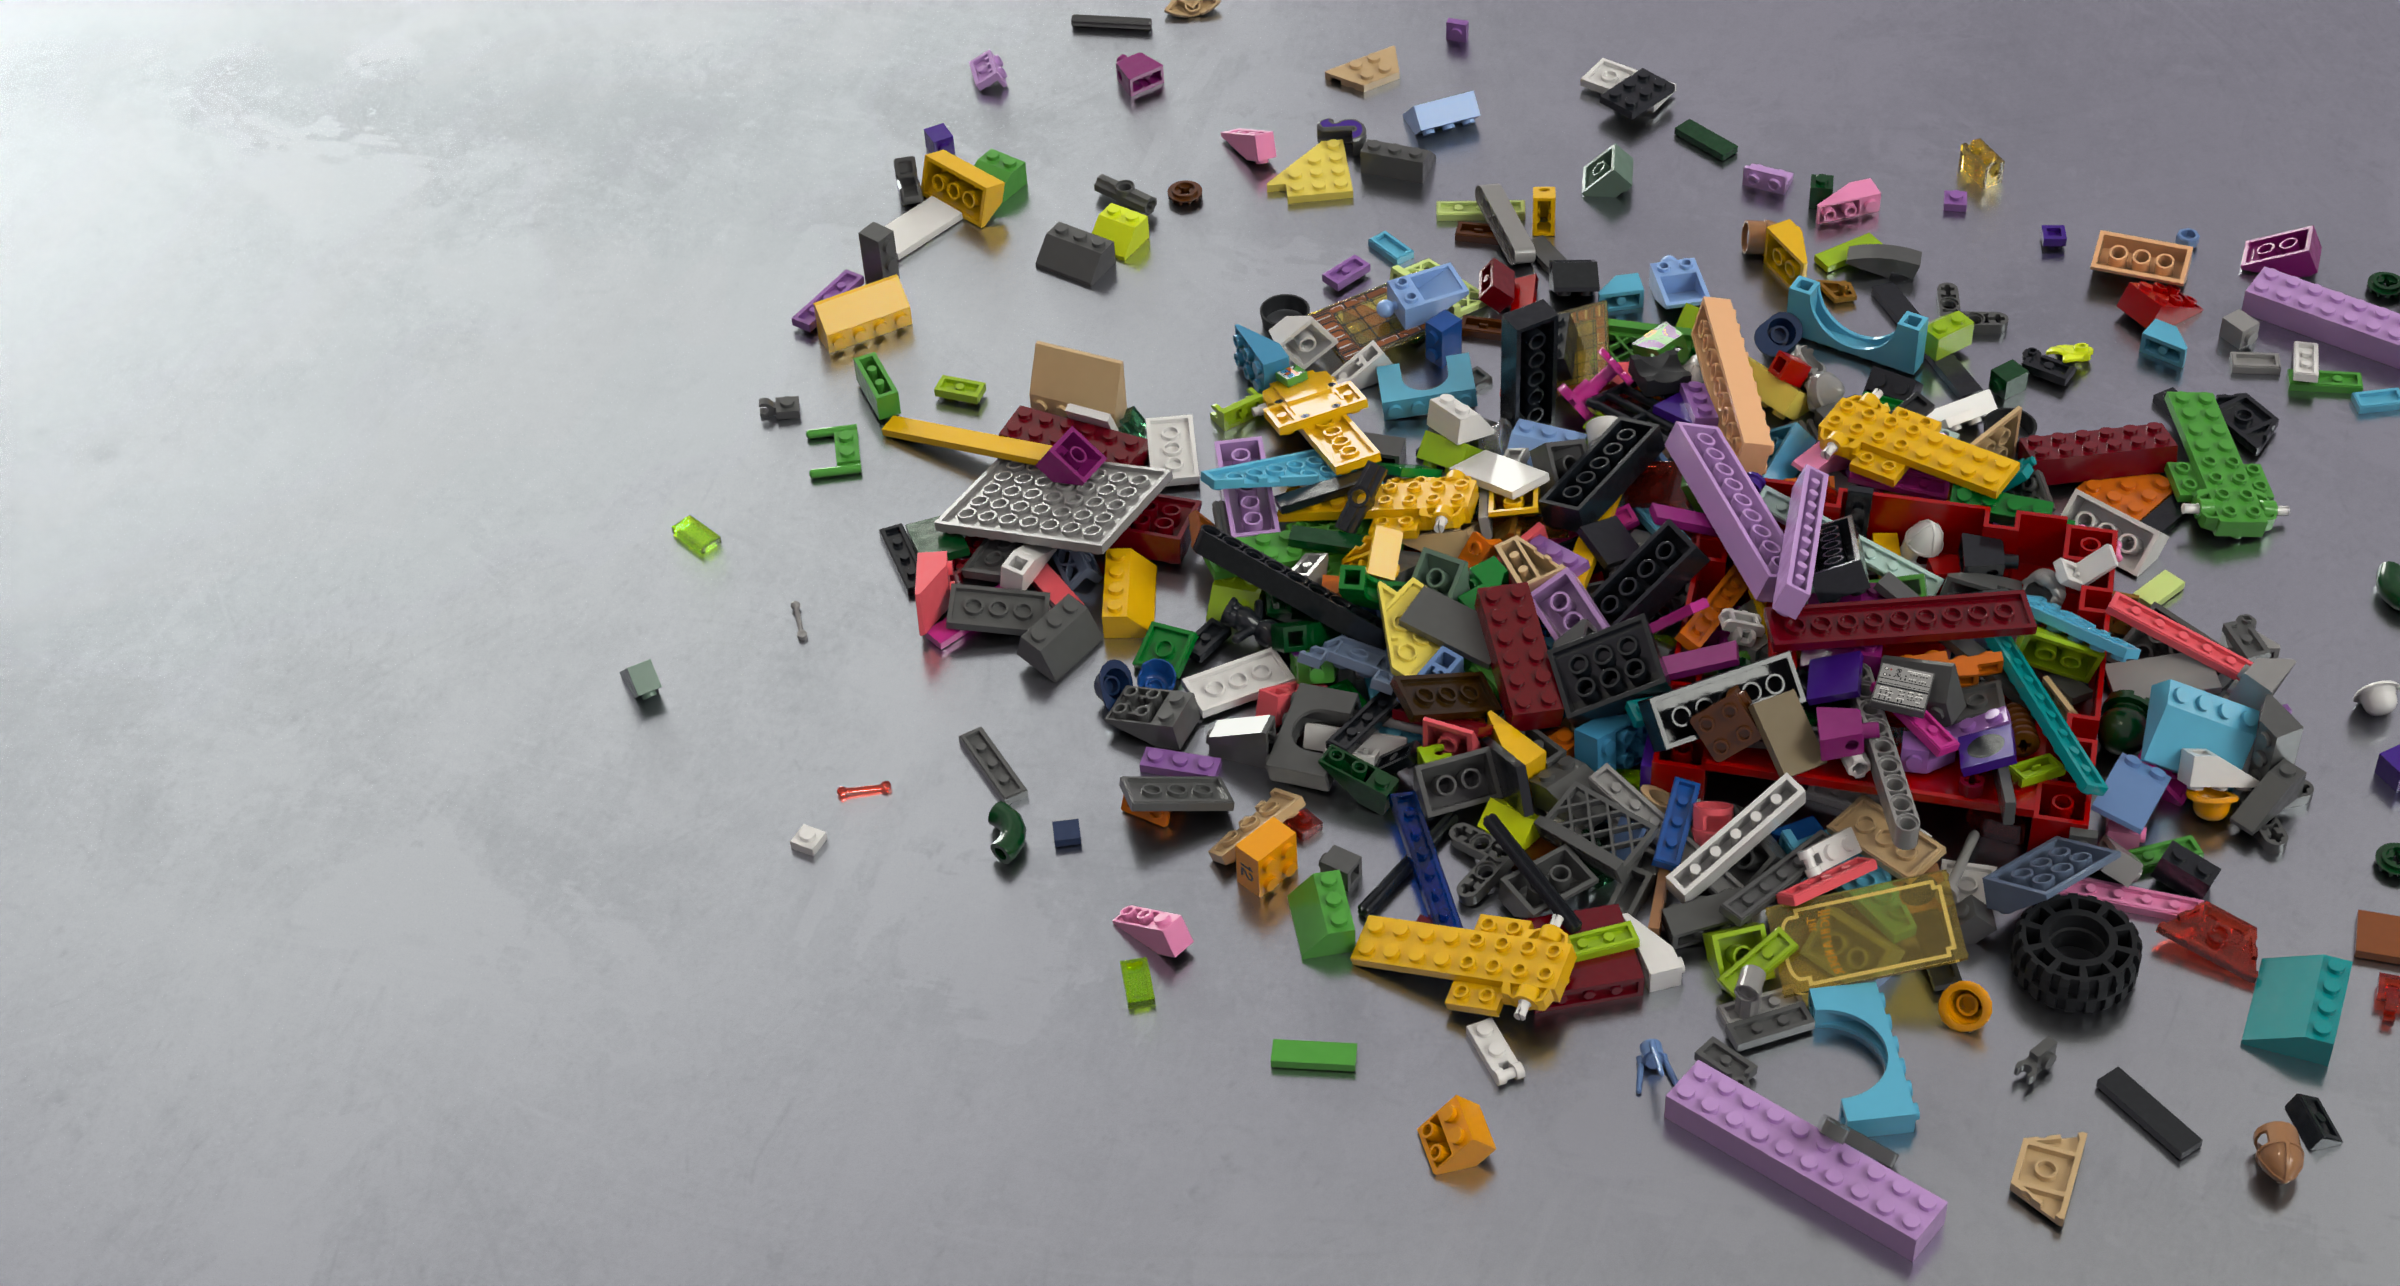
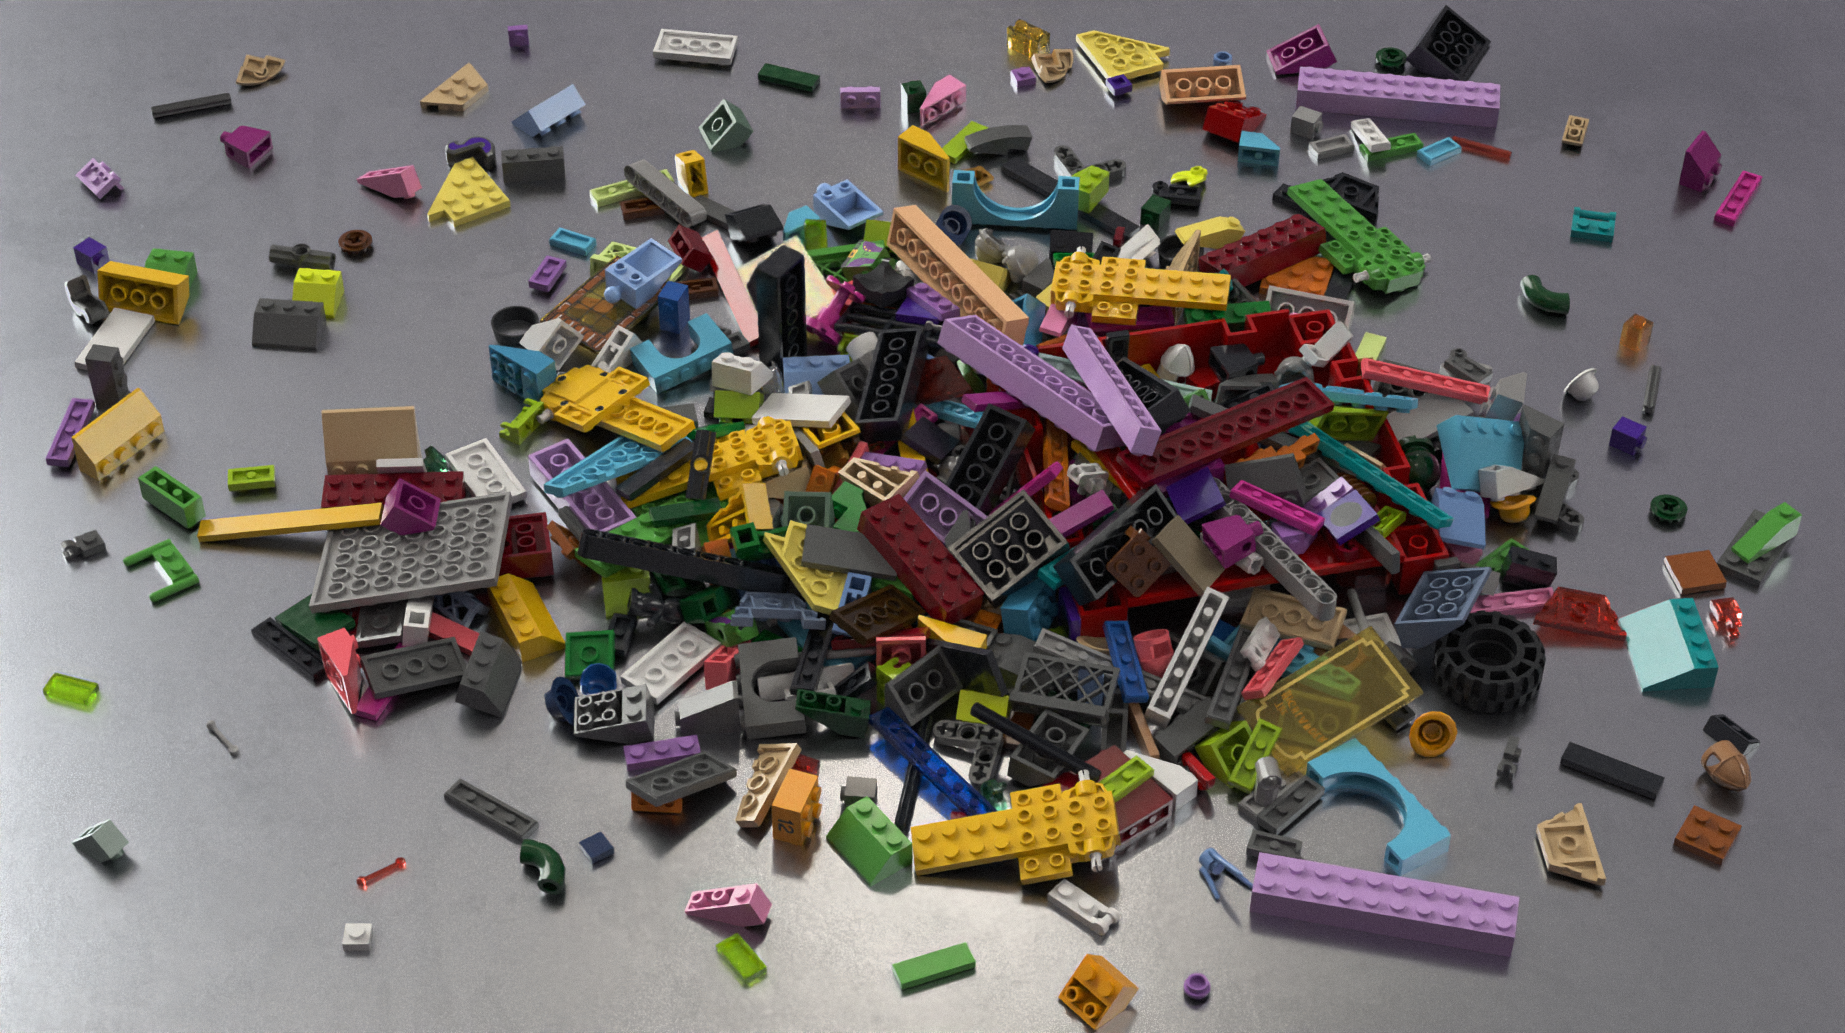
camera: 30 degrees left, 0 degrees up
(1291, 375) = (562, 377): bright green tile -> none
(1473, 908) = (993, 791): none -> clear green tile
(1487, 392) = (739, 343): none -> dark grey plate
(1560, 1169) = (1197, 986): none -> medium lavender plate
(1630, 304) = (815, 234): none -> clear neon green tile
(1637, 93) = (711, 52): black plate -> none
(1692, 969) = (1205, 778): none -> red tile
(1756, 237) = (889, 148): medium nougat helmet -> none
(1789, 369) = (987, 251): red brick -> none
(1843, 1134) = (1418, 872): dark grey beam -> none
(1902, 690) = (1262, 488): tile -> none
(1949, 395) = (1118, 239): none -> dark red tile
(1994, 198) = (1053, 66): none -> tan brick
(2053, 416) = (1214, 232): none -> light yellow slope
(2077, 205) = (1121, 55): none -> light yellow wing
(2215, 1217) = (1707, 835): none -> dark orange plate

